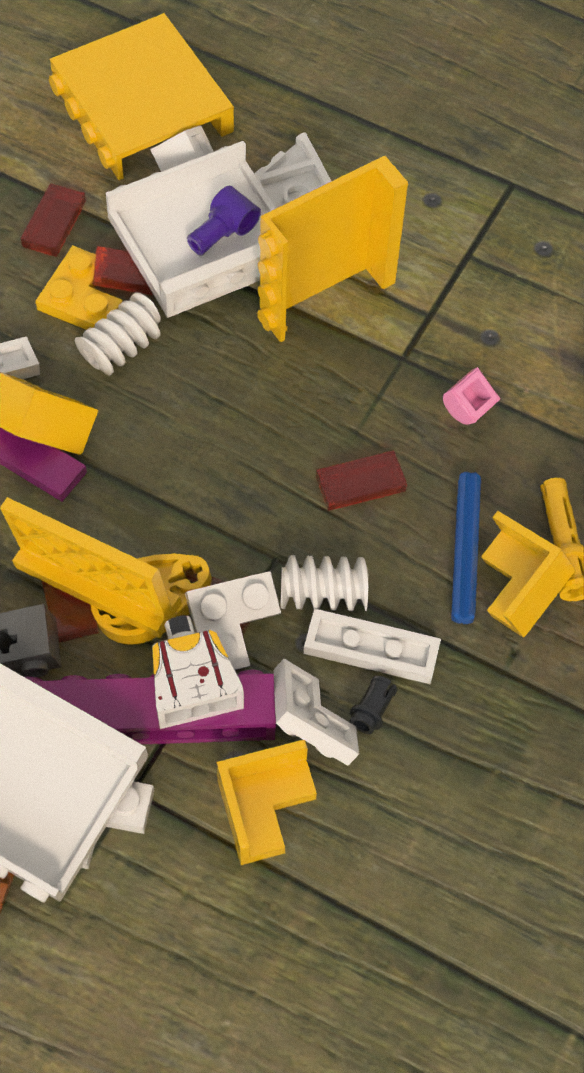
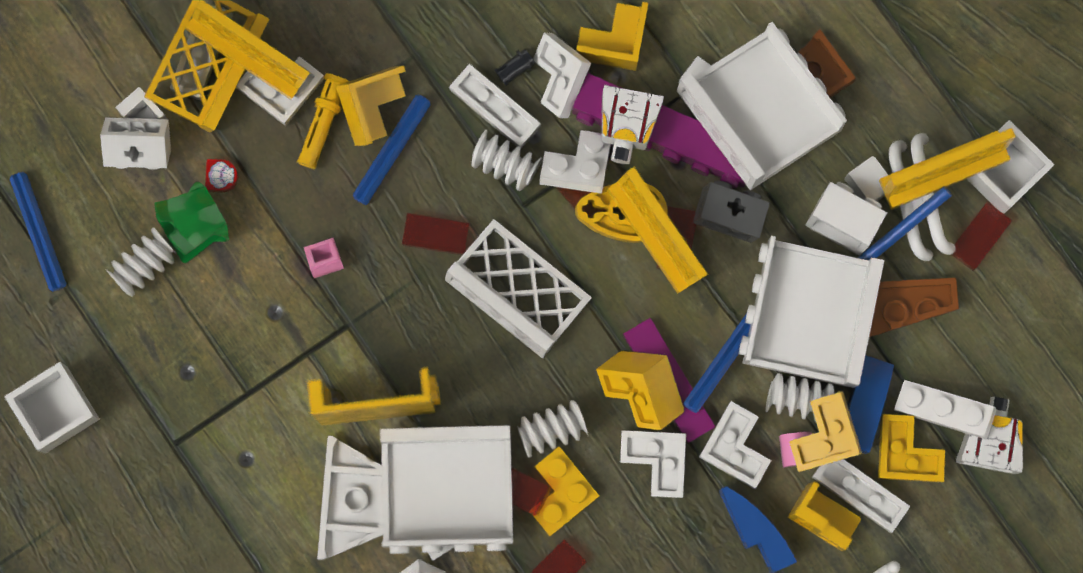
camera: 155 degrees left, 20 degrees up
(228, 214) = (424, 486): dark purple pin -> none
(242, 428) = (495, 302): none -> white fence

